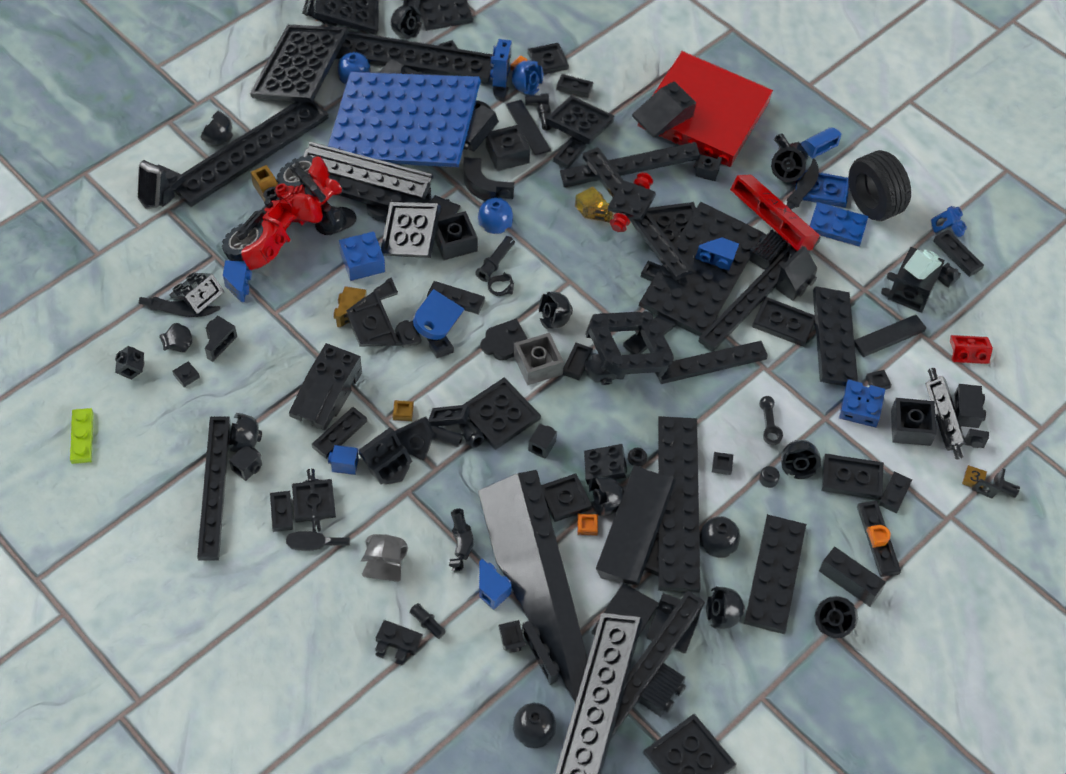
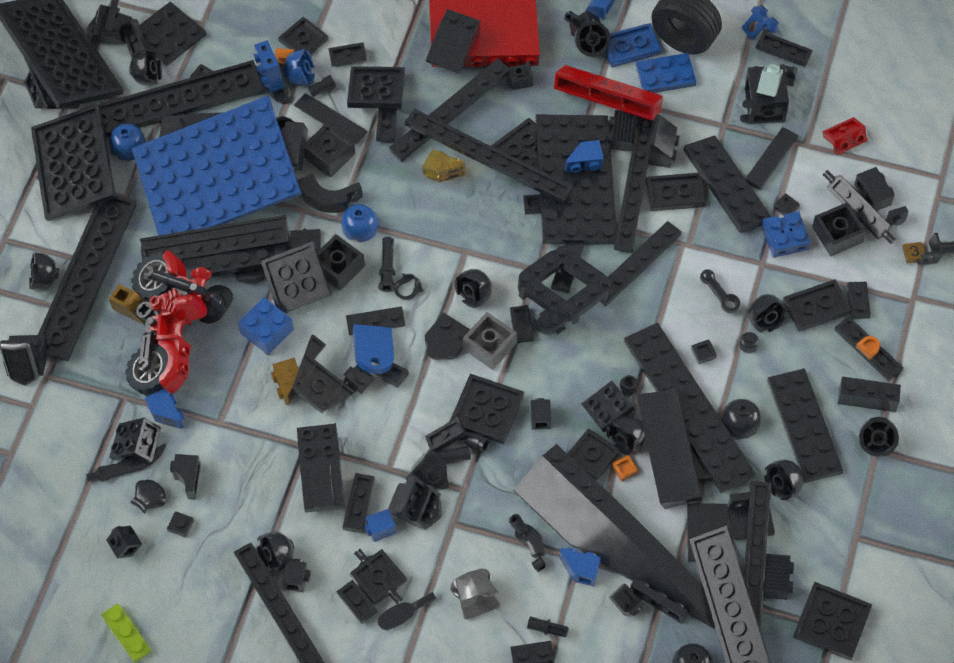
camera: 25 degrees left, 5 degrees up
(403, 410) = (399, 452): pearl gold tile -> none
(543, 111) = (337, 97): black pin -> none
(631, 201) = (480, 148): black plate -> none
(804, 185) = (616, 51): black sword -> none

